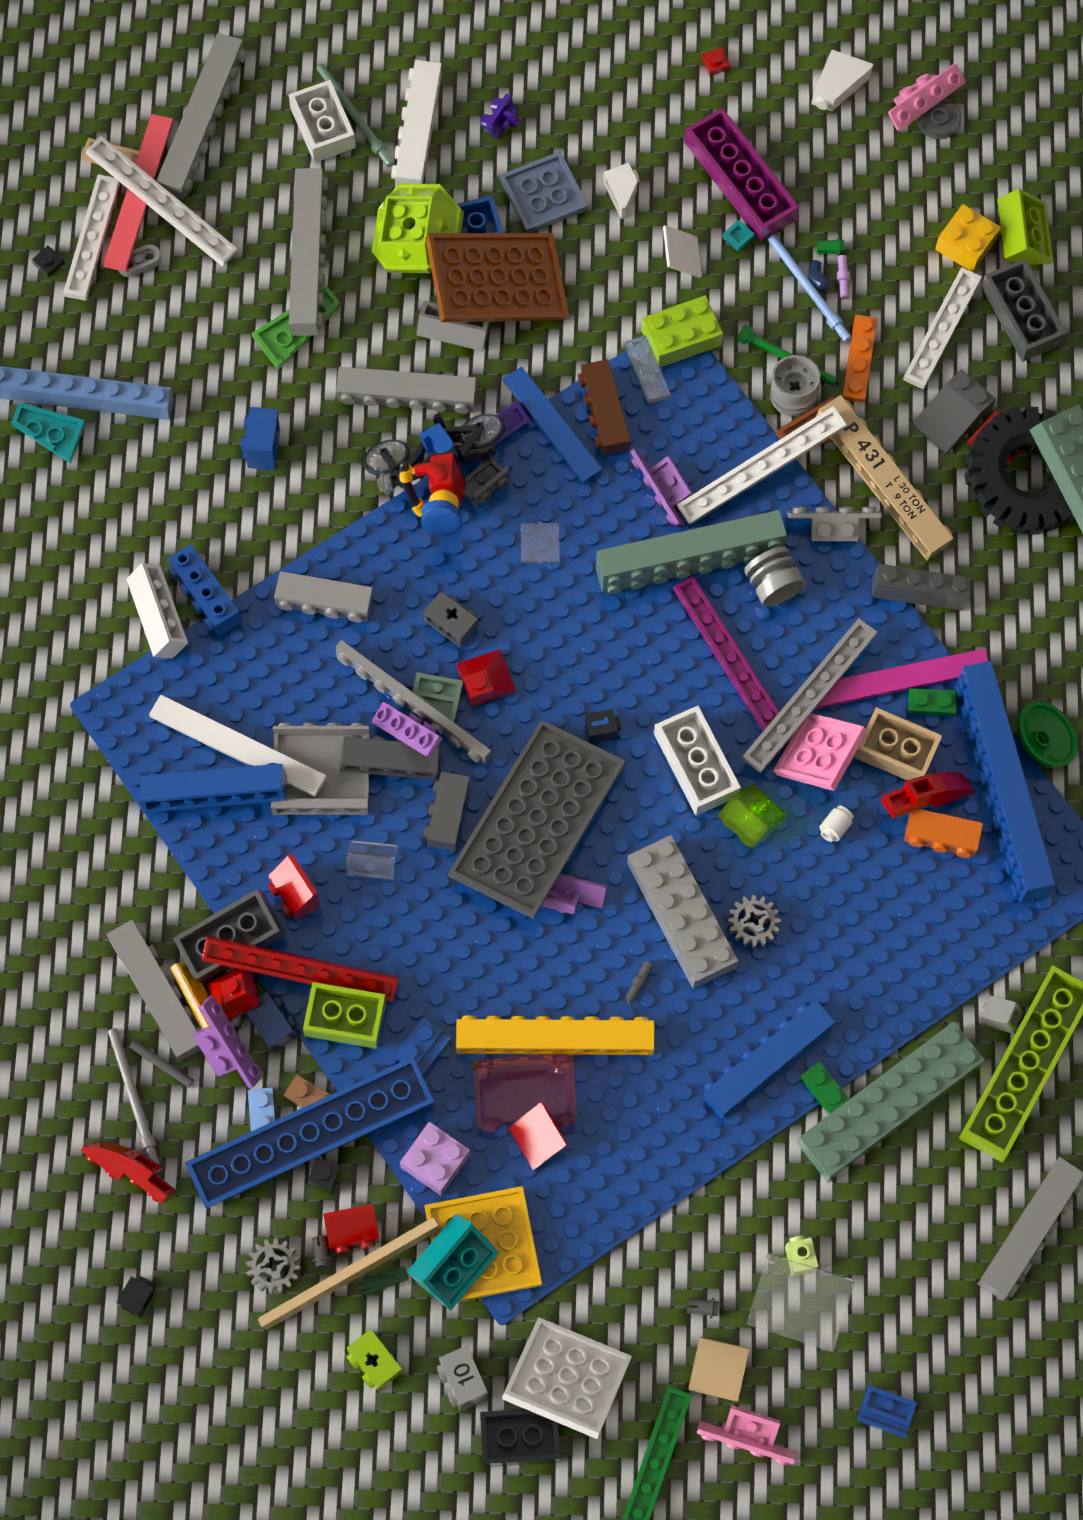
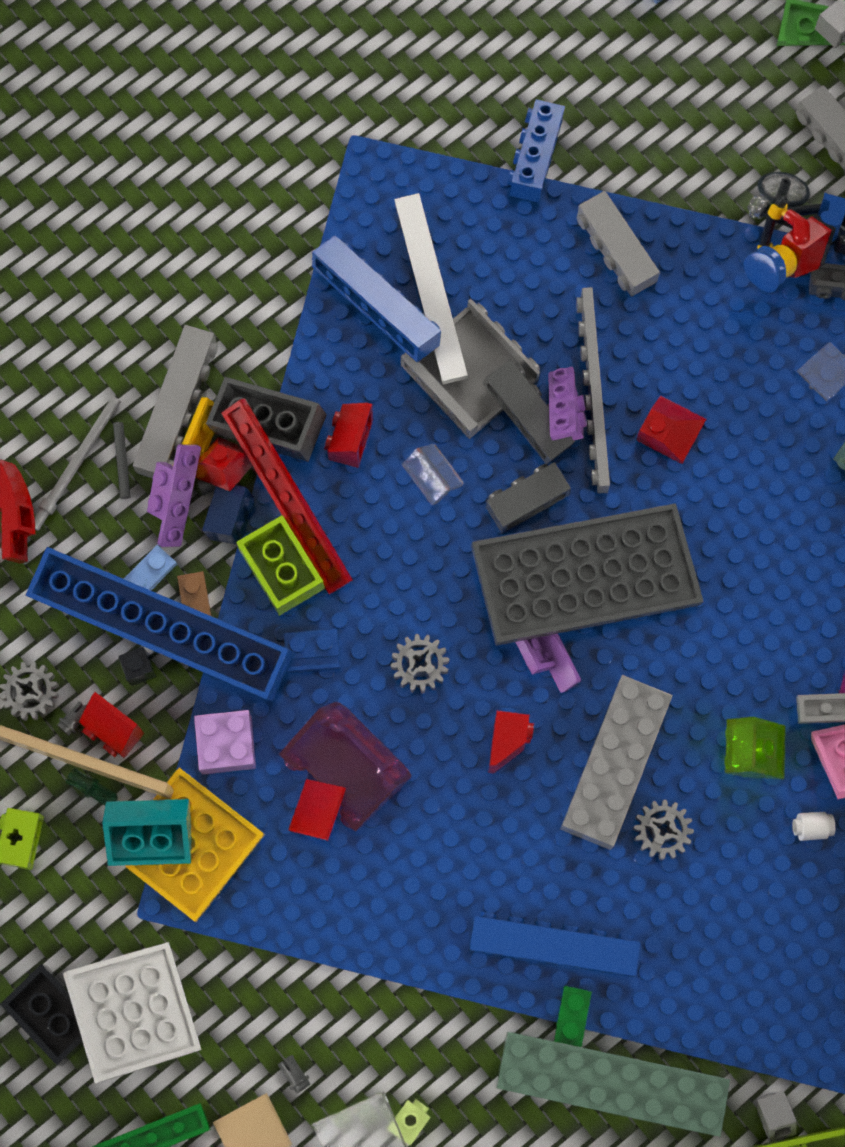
camera: 50 degrees right, 5 degrees up
(157, 611) = (484, 129): white brick -> none
(261, 438) = (704, 80): blue brick -> none
(439, 693) = (621, 404): sand green wing -> none
(457, 629) = (692, 372): dark grey brick -> none
(463, 1379) = (59, 925): light grey brick -> none
(489, 984) = (429, 671): none -> light grey gear
(555, 1036) = (415, 751): yellow brick -> none
(602, 726) = (716, 557): black brick -> none
(602, 966) = (509, 738): none -> red slope
(638, 982) = (525, 778): dark grey piece -> none
(696, 760) = (759, 660): white brick -> none

